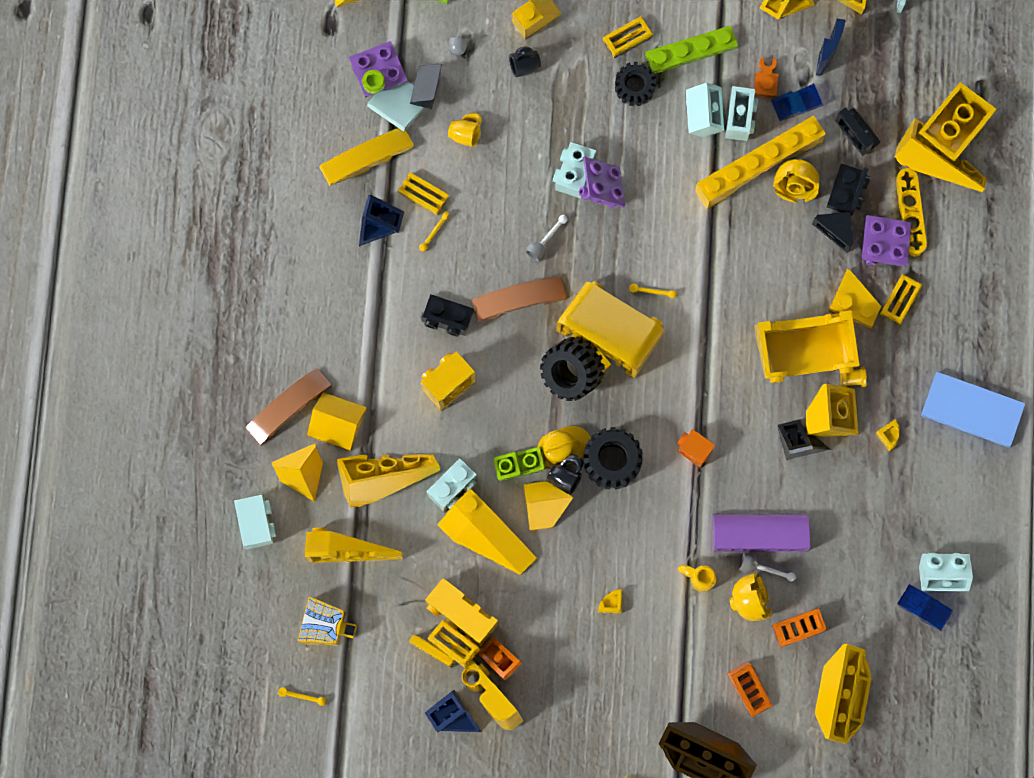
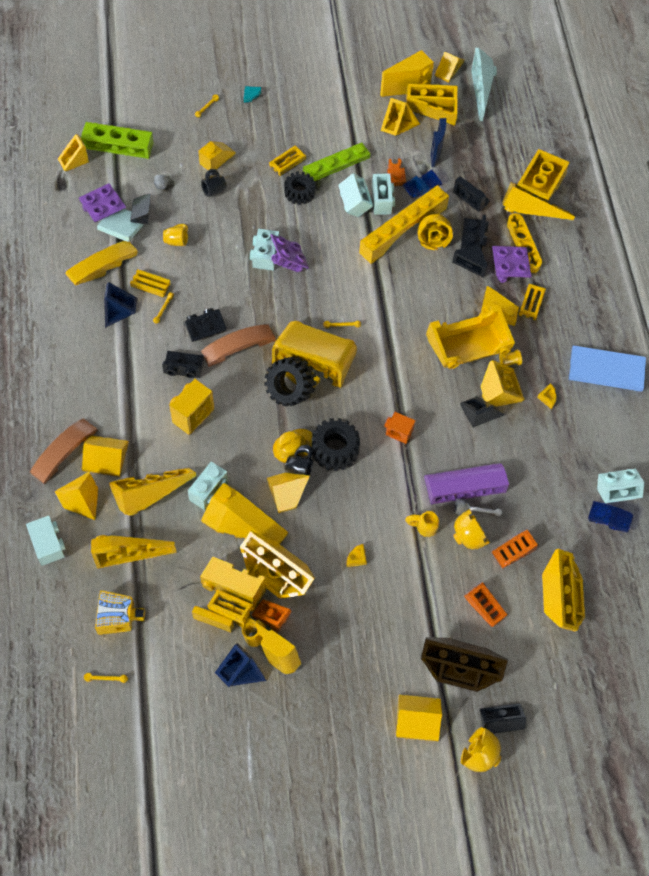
camera: 15 degrees left, 15 degrees down
(373, 81) = (99, 208): lime tile -> none
(481, 265) = (204, 325): none -> black bracket
(515, 601) = (282, 570): none -> yellow wedge
(519, 464) = (259, 464): lime slope -> none
(536, 249) = (245, 308): hinge -> none

